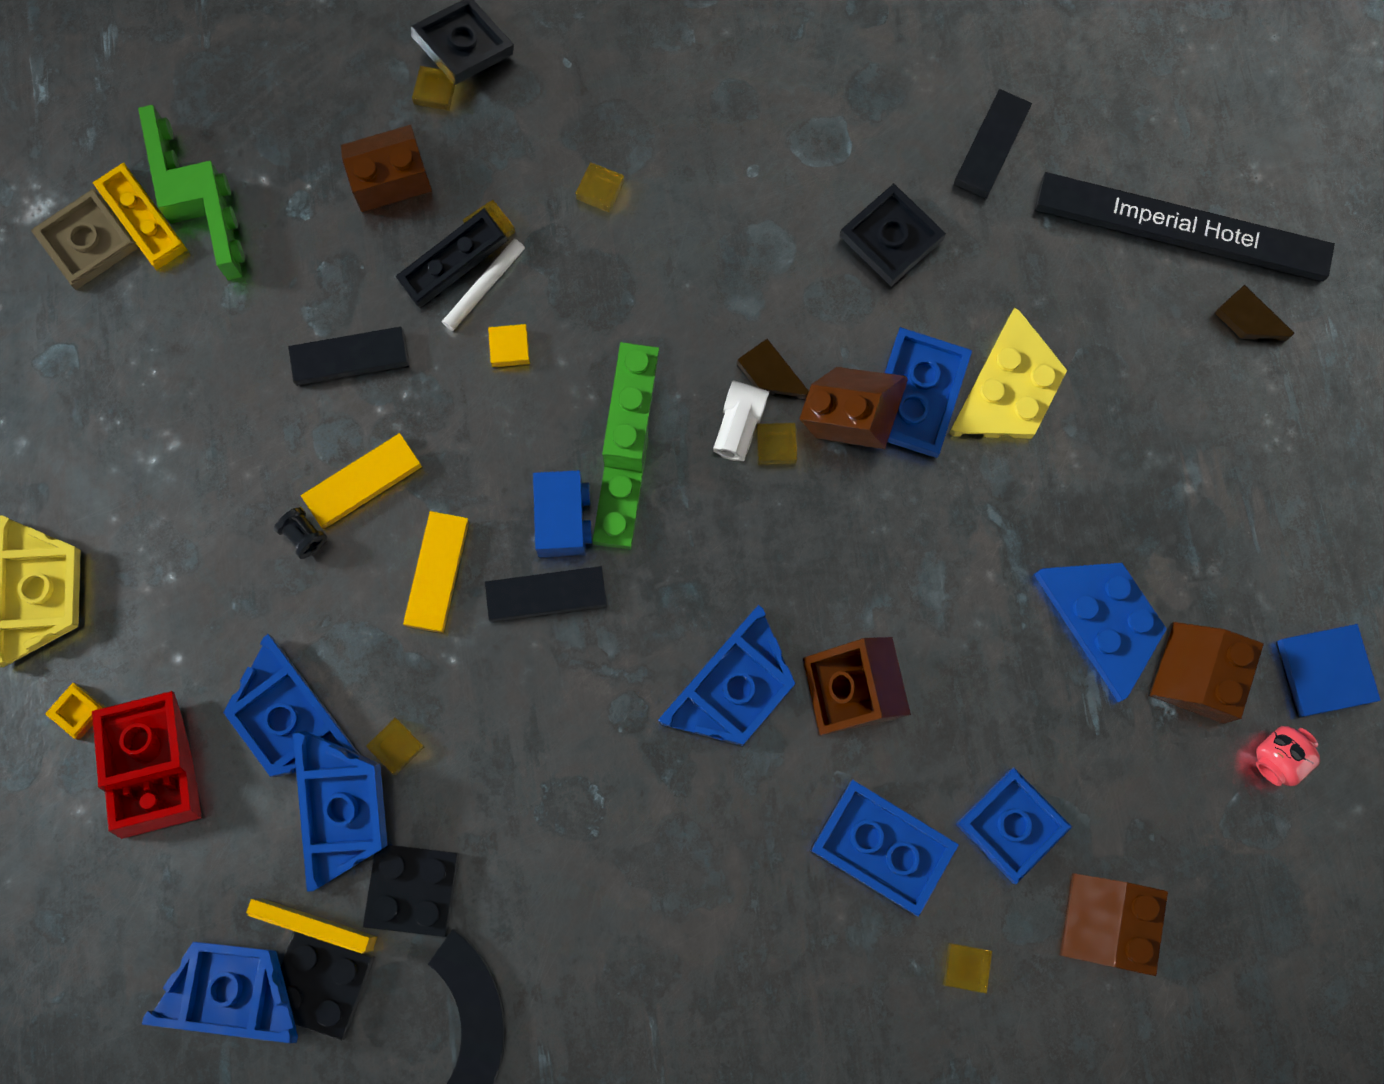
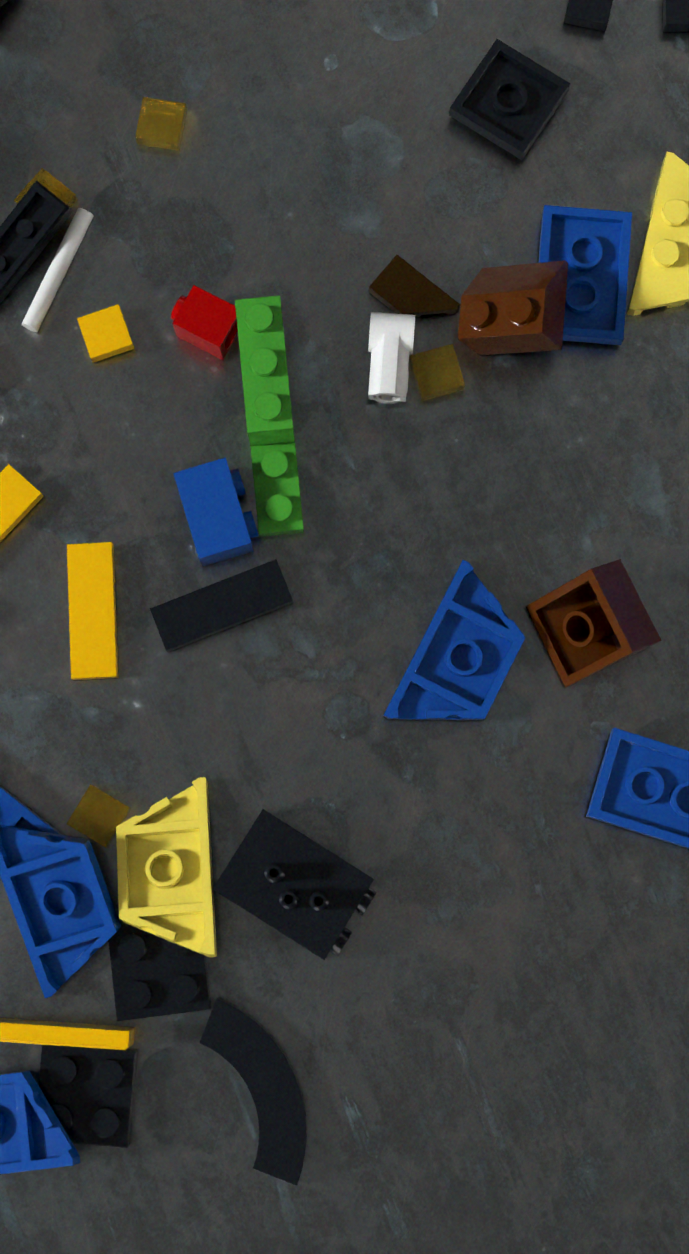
camera: 10 degrees left, 5 degrees up
(441, 808) = (169, 870): none -> light yellow wing
(545, 848) = (295, 885): none -> black piece
(593, 355) = (205, 321): none -> red brick

